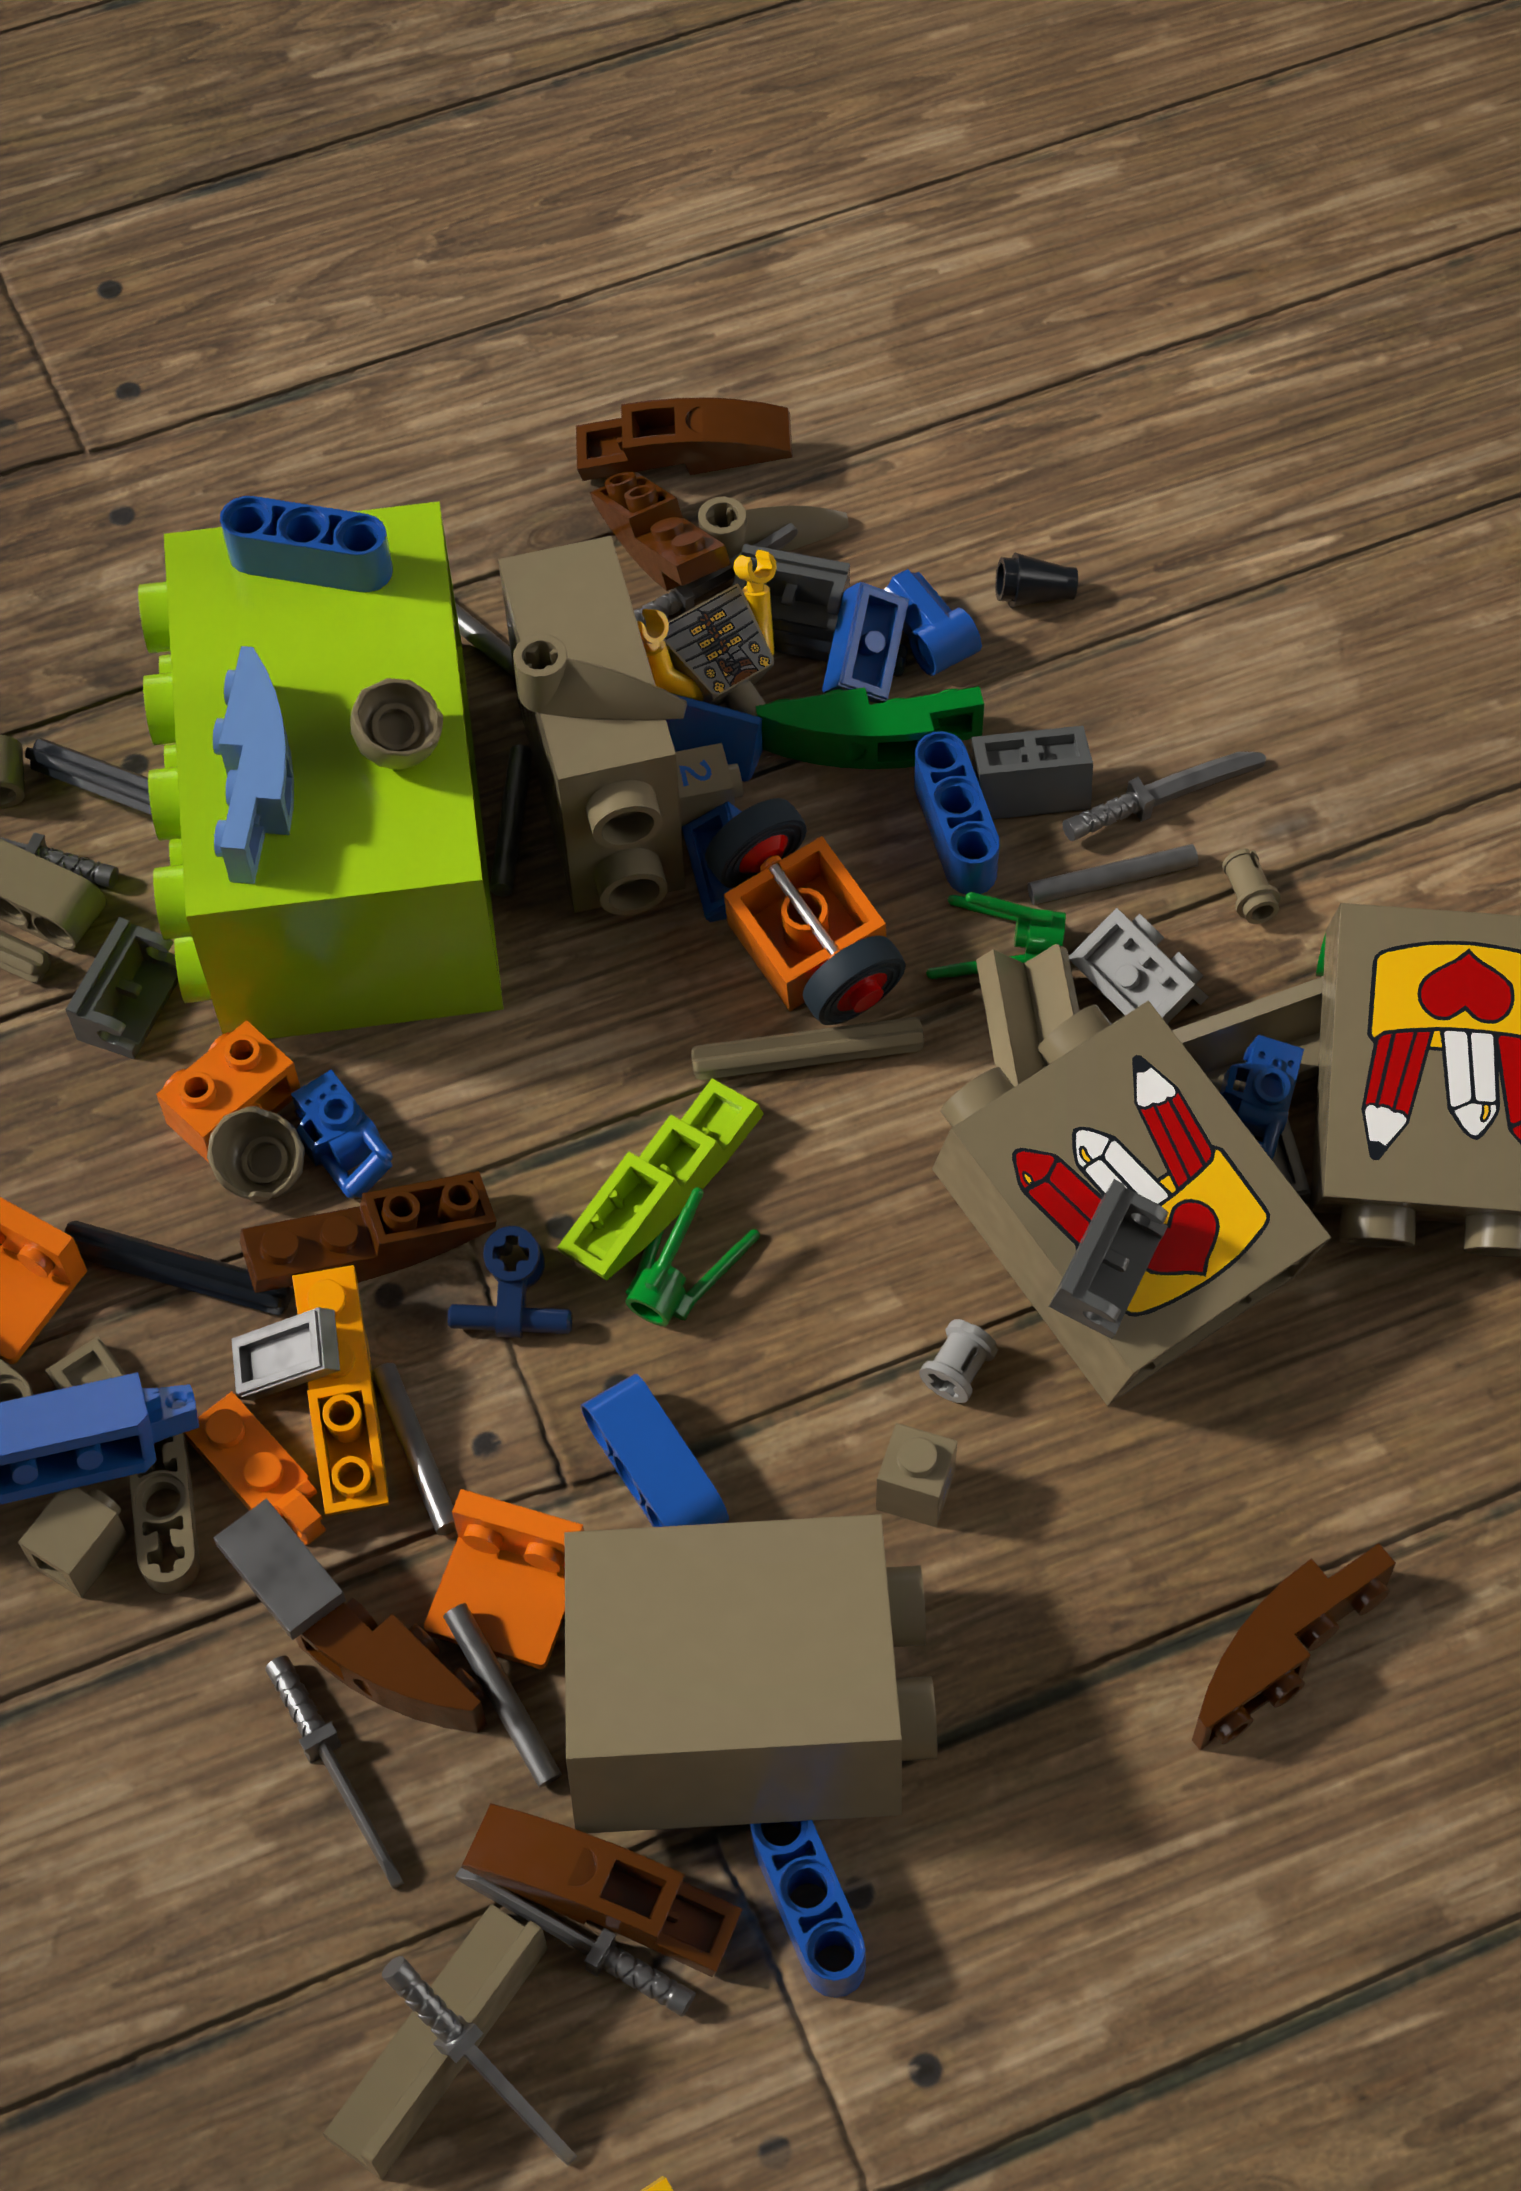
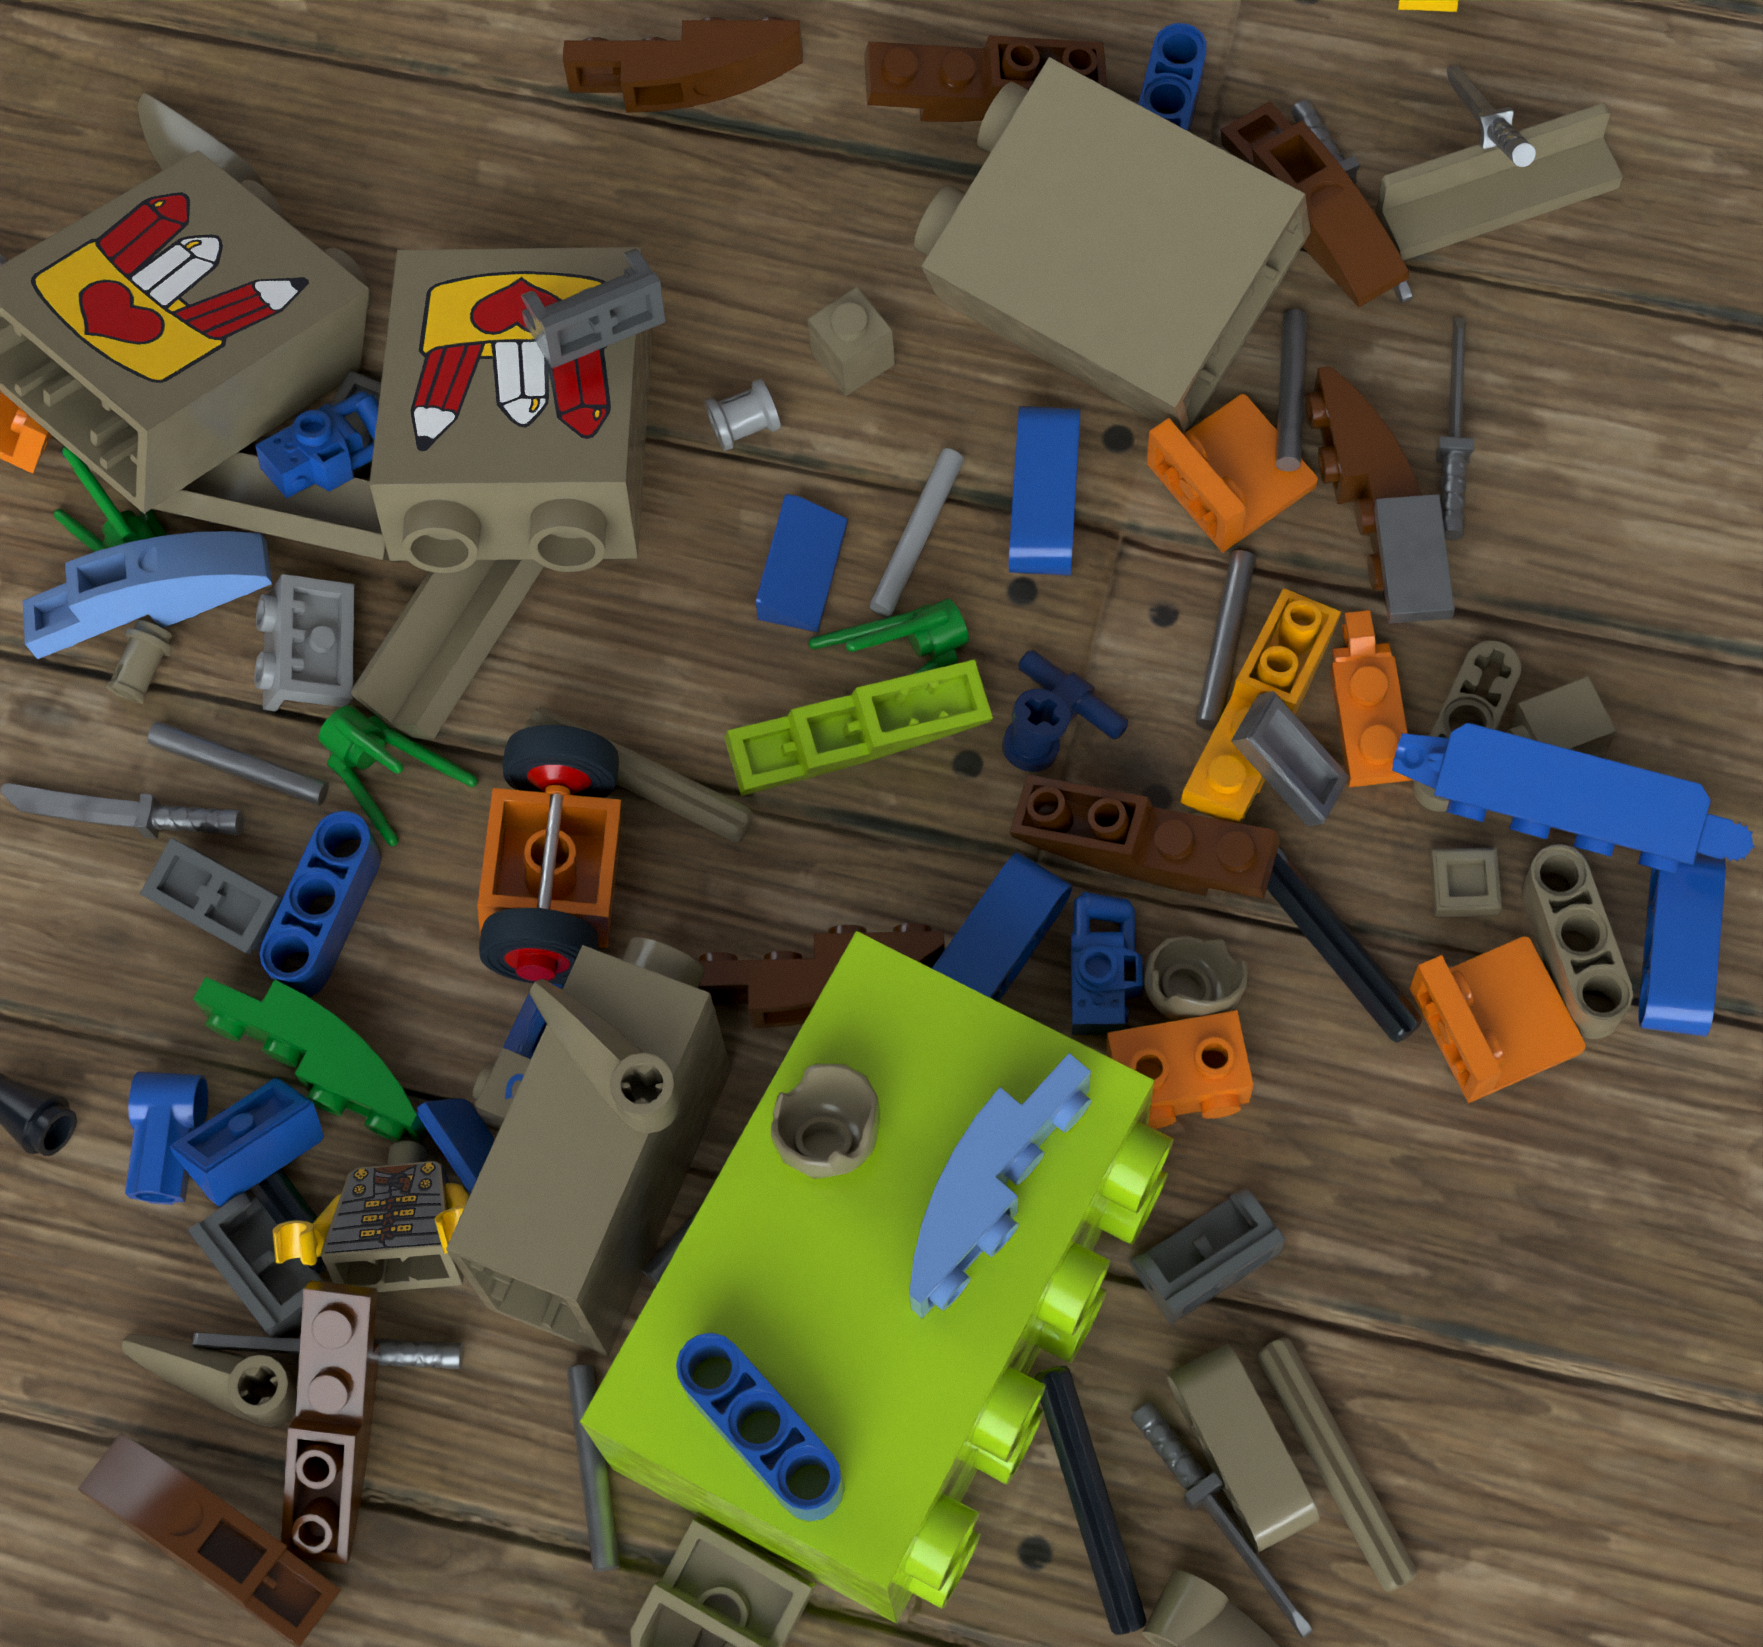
camera: 140 degrees left, 10 degrees up
(433, 1094) = (1004, 927): none -> blue beam
(536, 995) = (786, 987): none -> reddish brown slope
(740, 1372) = (916, 532): none -> light grey bar
(812, 1279) = (800, 564): none -> blue slope
(1000, 1813) = (963, 81): none -> reddish brown slope
(1290, 924) = (152, 576): none -> medium blue slope

